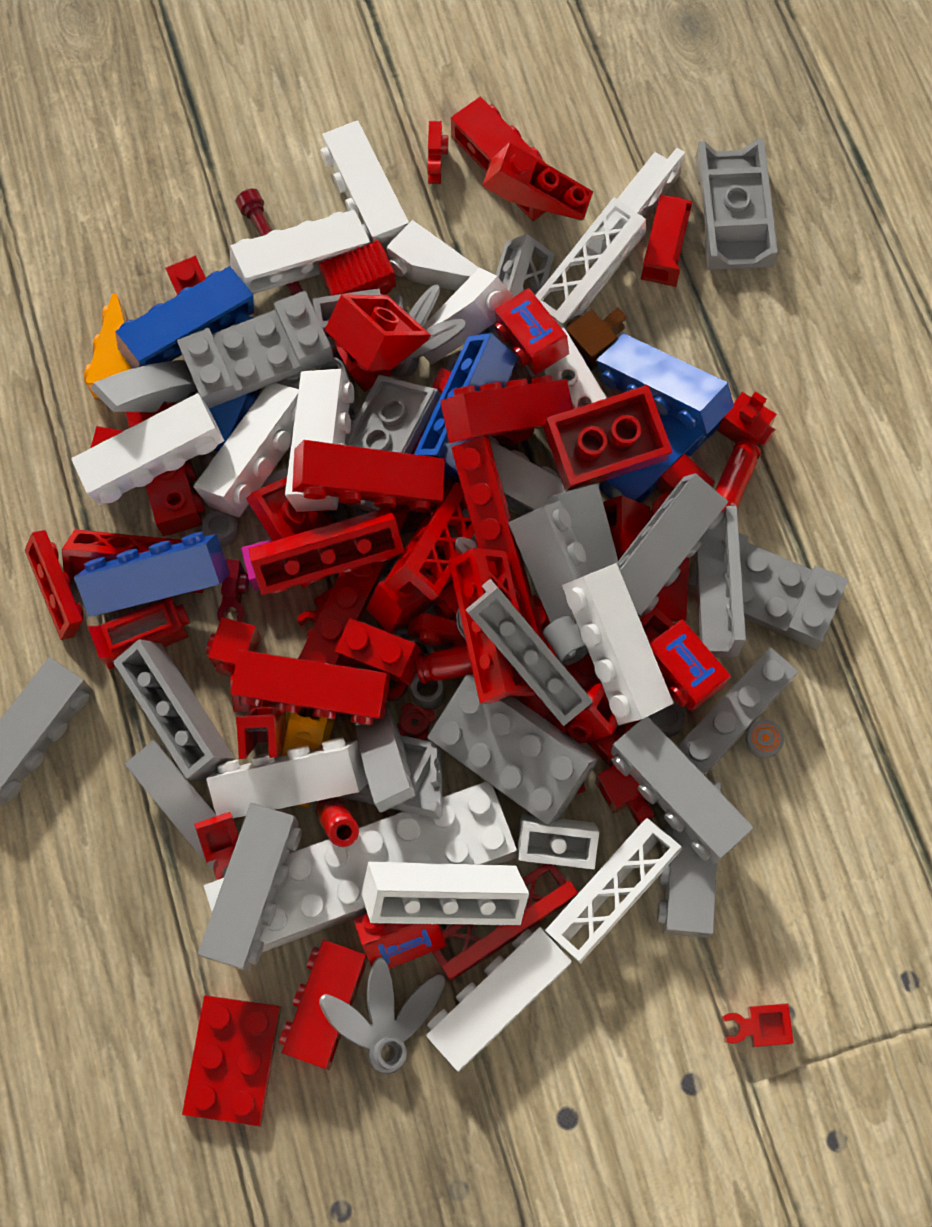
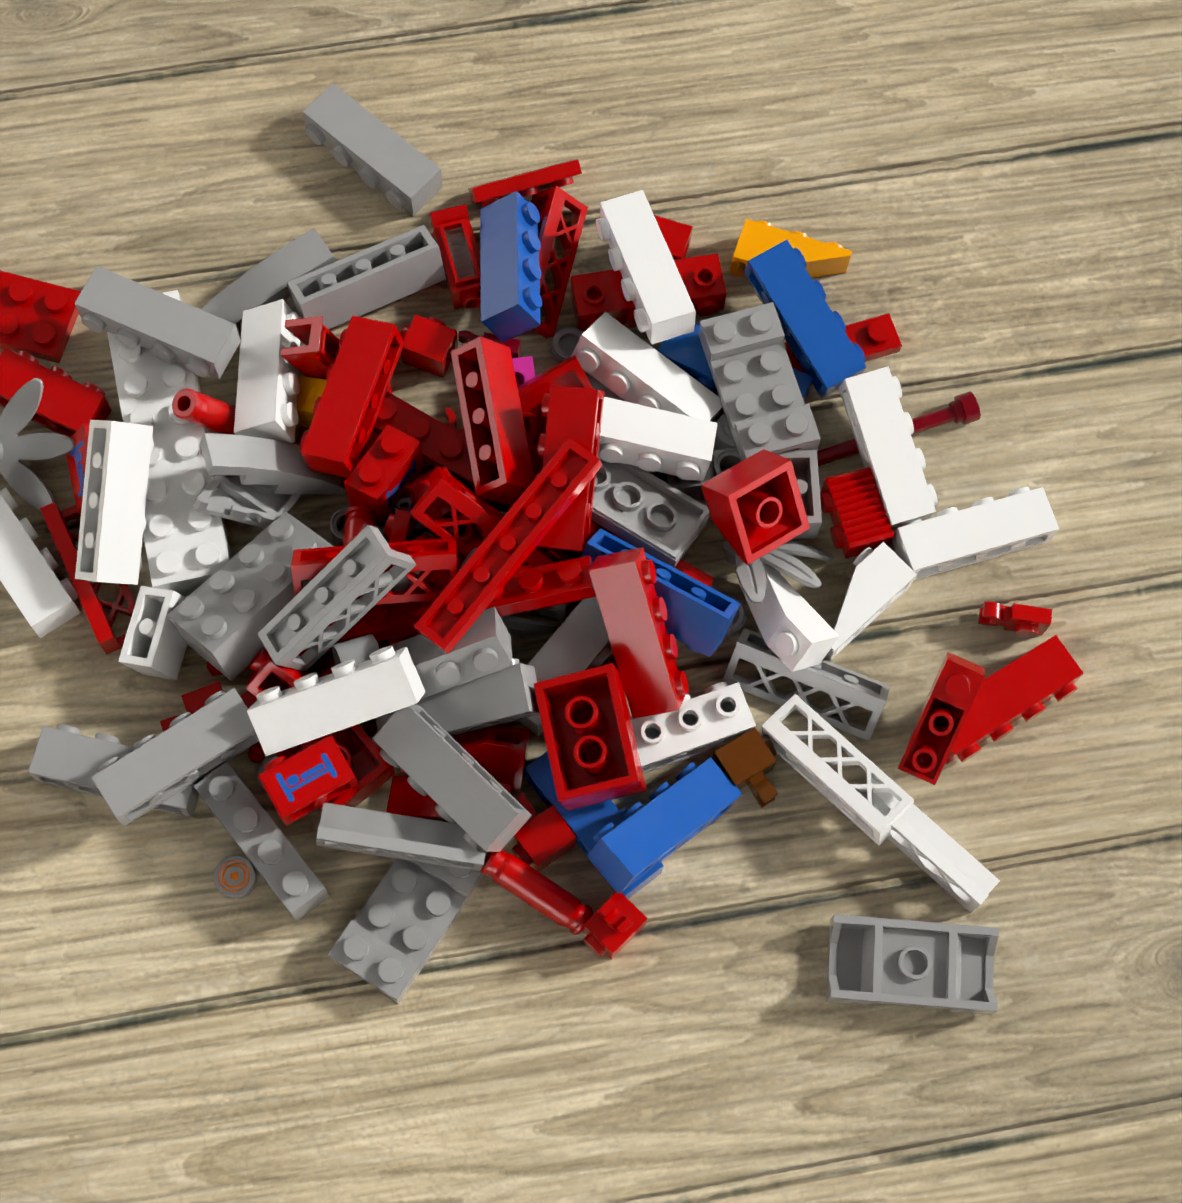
camera: 90 degrees right, 0 degrees up
(146, 387) = (716, 261): light grey slope -> none
(217, 841) = (226, 304): red plate -> none
(411, 713) = (314, 505): red plate -> none
(458, 505) = (508, 545): none -> red plate
(531, 332) = (742, 677): red brick -> none
(606, 883) = (102, 674): white fence -> none
(666, 241) = (872, 872): red window -> none

